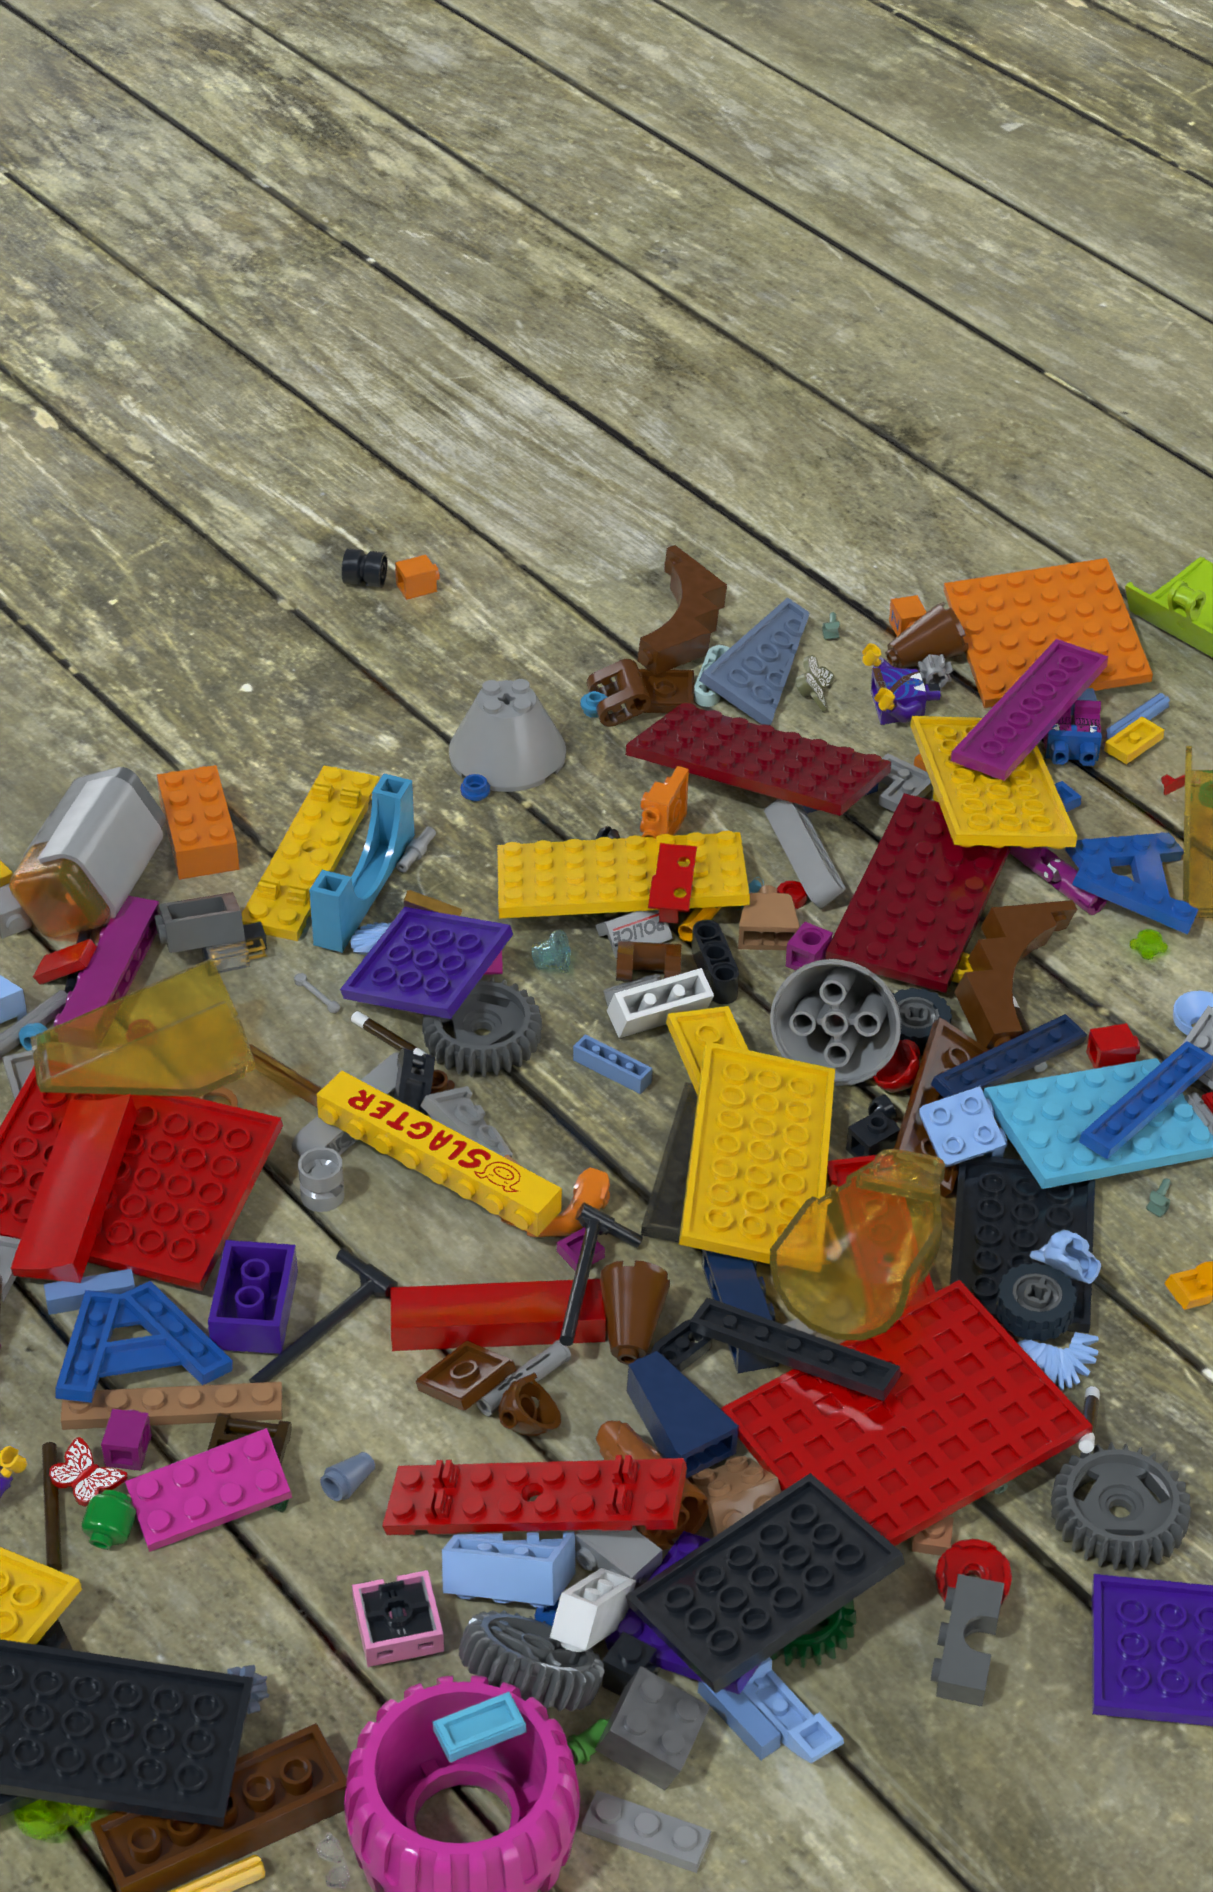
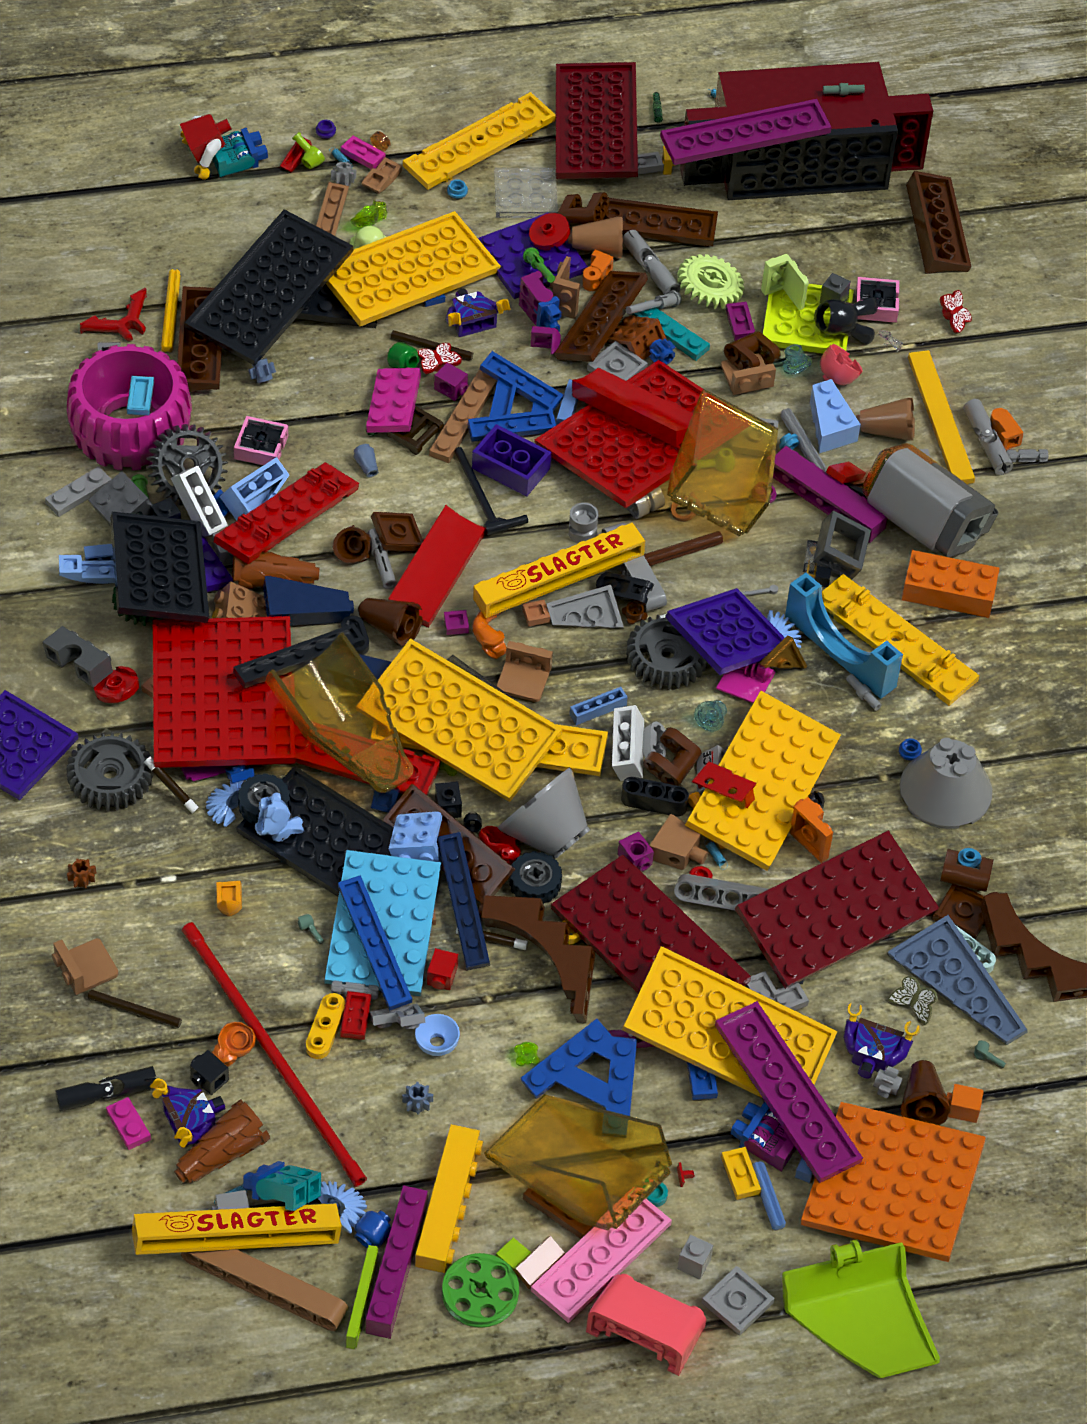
camera: 115 degrees right, 10 degrees up
(596, 1224) = (464, 627): black bar -> none
(618, 1148) = (525, 671): none -> medium nougat bracket

